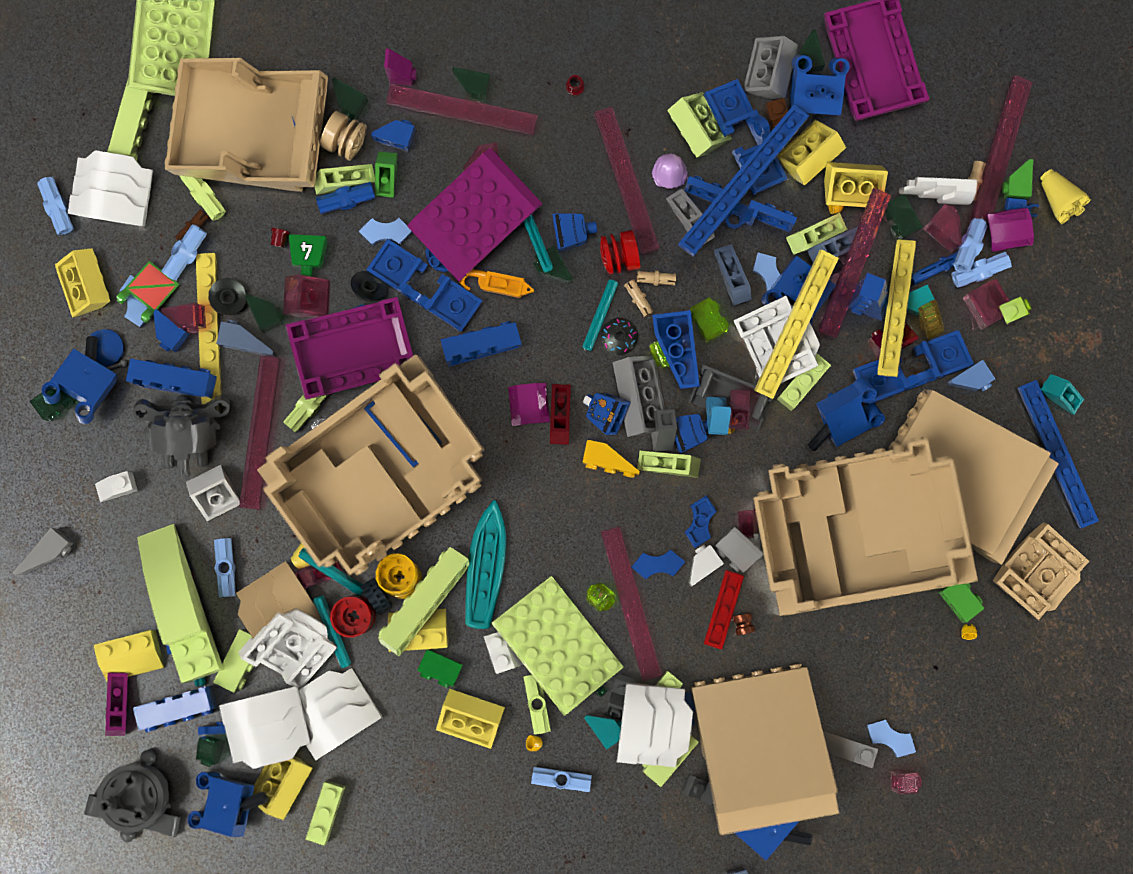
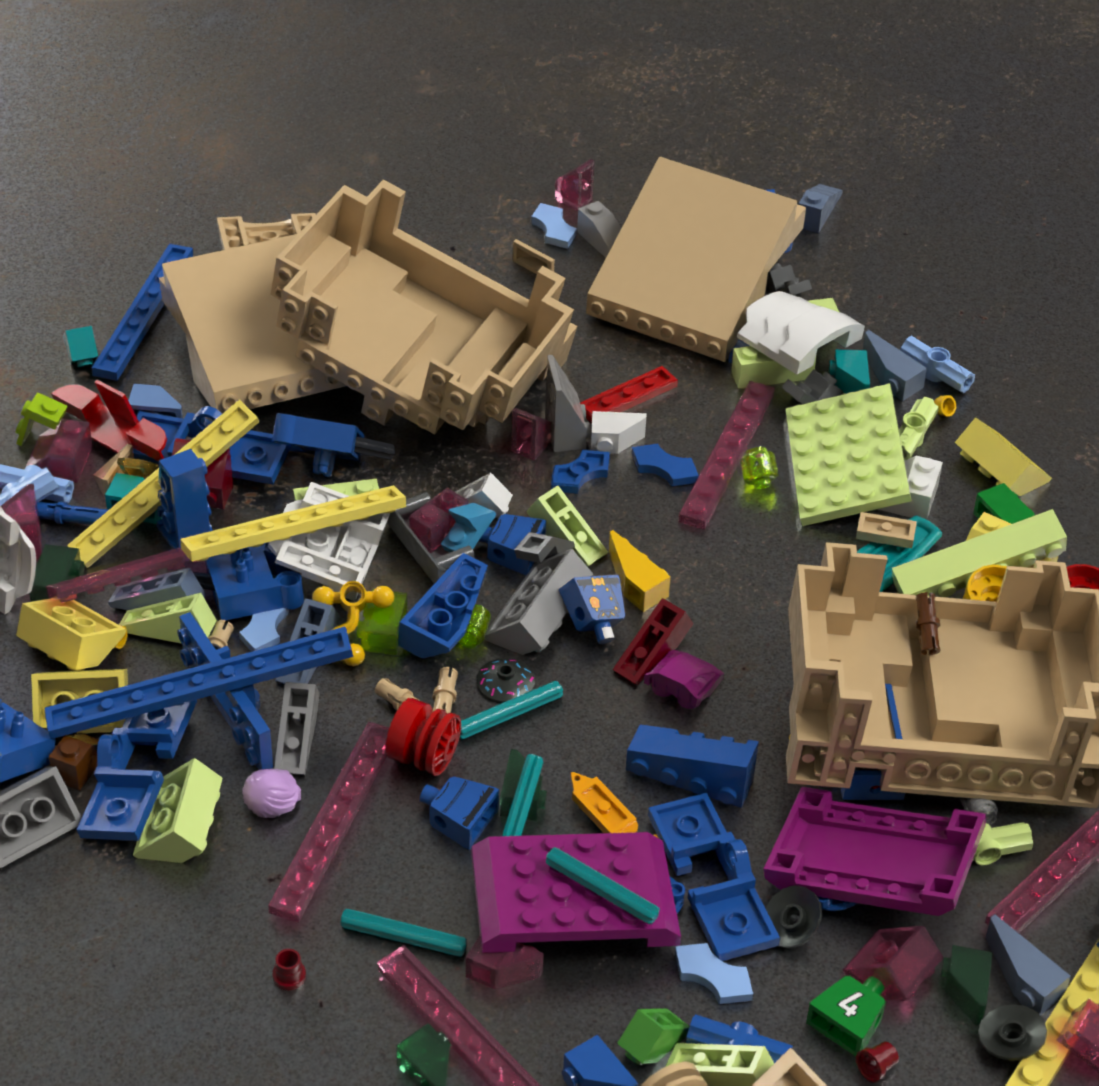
camera: 145 degrees left, 40 degrees down
(409, 503) = (928, 623): none -> reddish brown pin
(460, 212) = (602, 885): none -> teal axle
(492, 592) = (886, 530): none -> tan plate
(542, 144) = (403, 932): none -> teal axle
(582, 753) = (894, 367): none -> sand blue slope
(732, 447) = (487, 493): none -> white slope
(742, 297) = (380, 597): none -> yellow piece
(743, 628) = (618, 368): copper wheel -> none
(781, 245) = (220, 636): none -> tan pin
(871, 693) = (530, 257): none -> tan slope
(948, 312) = (107, 472): none -> tan slope
(977, 341) = (114, 424): none -> red piece

